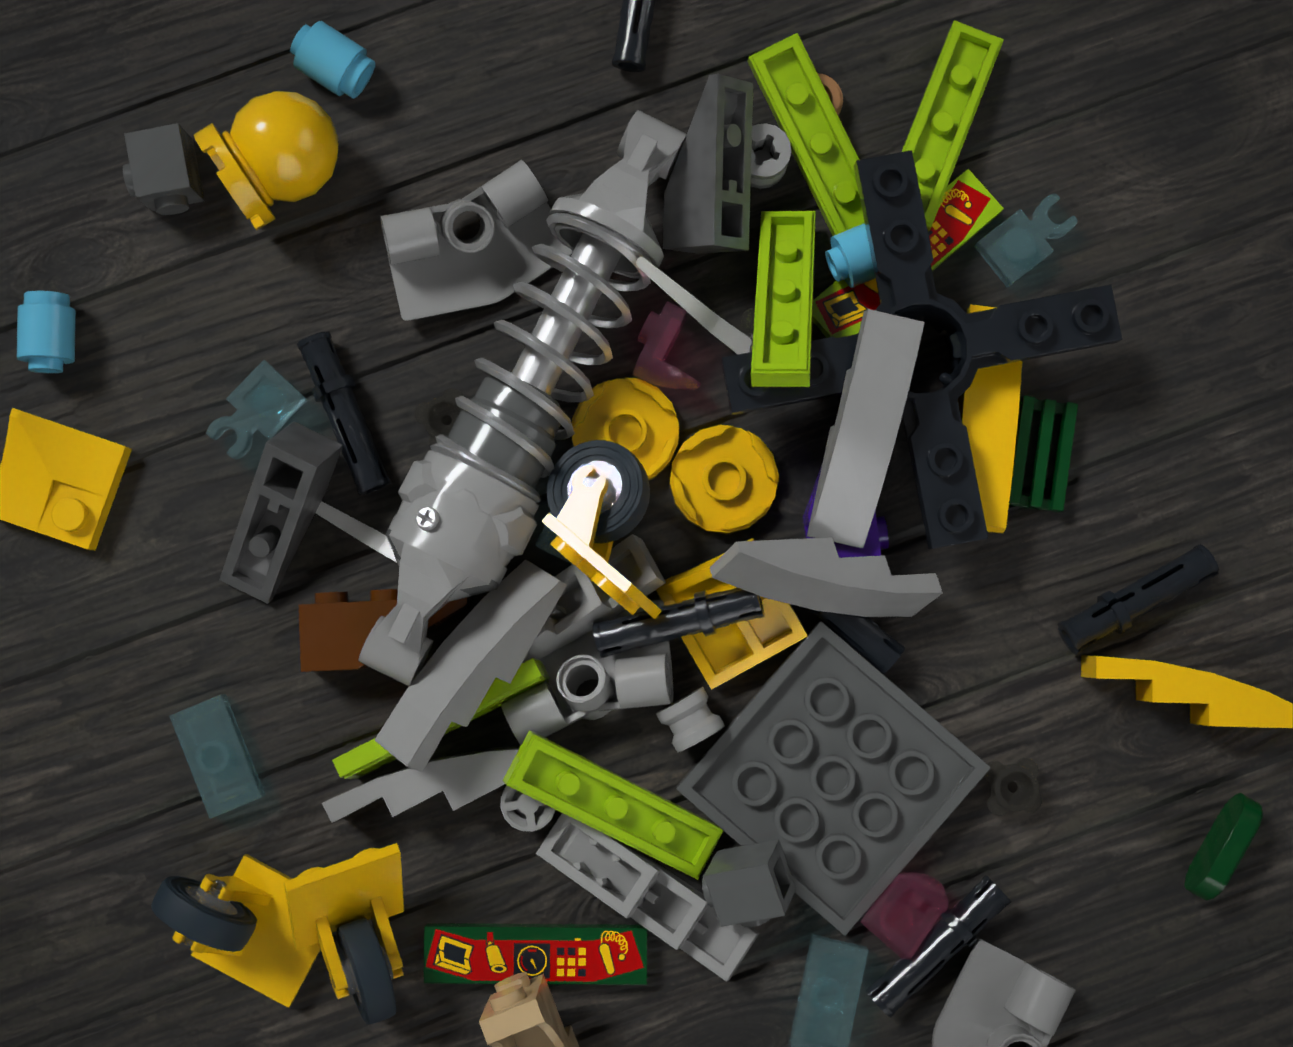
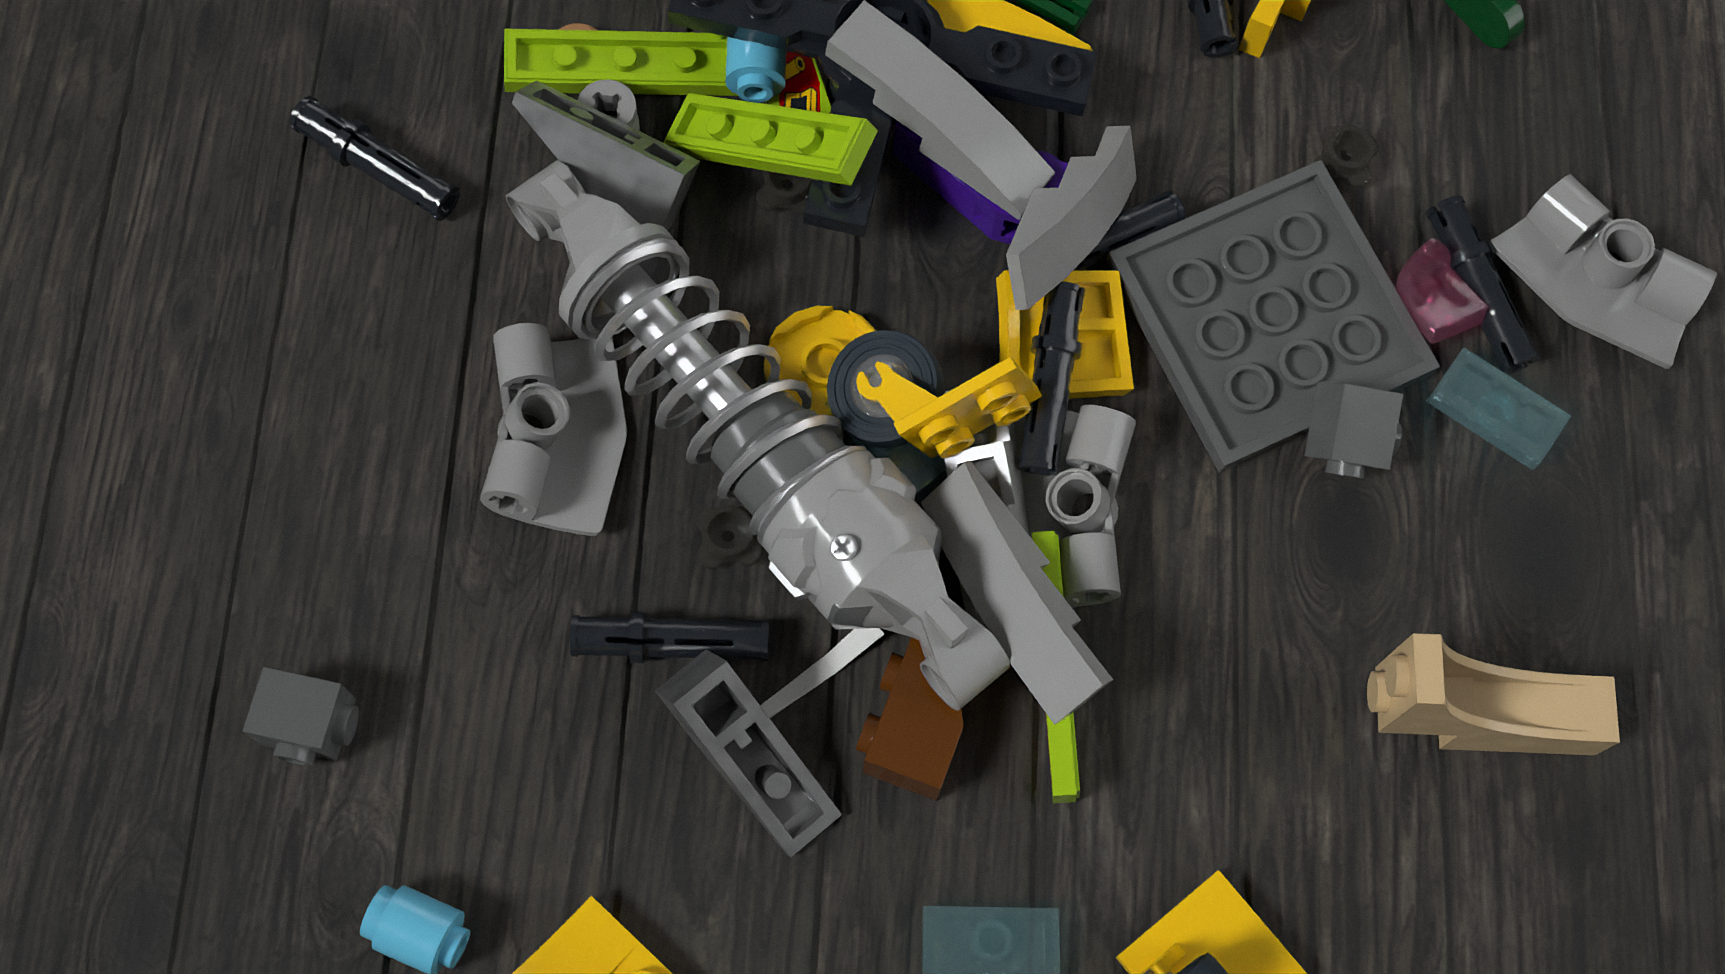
camera: 70 degrees left, 15 degrees down
(262, 404) = (617, 722): clear light blue plate -> none
(275, 151) = (351, 579): yellow tile -> none
(332, 59) = (279, 487): medium azure brick -> none
(343, 901) = (1256, 856): yellow plate -> none
(459, 776) = (1114, 728): light grey slope -> none
(522, 812) = (1185, 605): light grey wheel -> none
(559, 951) = (1336, 703): tile -> none
(612, 804) = (1216, 528): lime tile -> none
(647, 894) = (1322, 540): light grey slope -> none
(659, 337) = (748, 286): clear pink plate -> none
(690, 719) = (1159, 419): light grey wheel -> none
(707, 318) = (761, 228): white sticker -> none
(724, 479) = (920, 289): yellow tile -> none

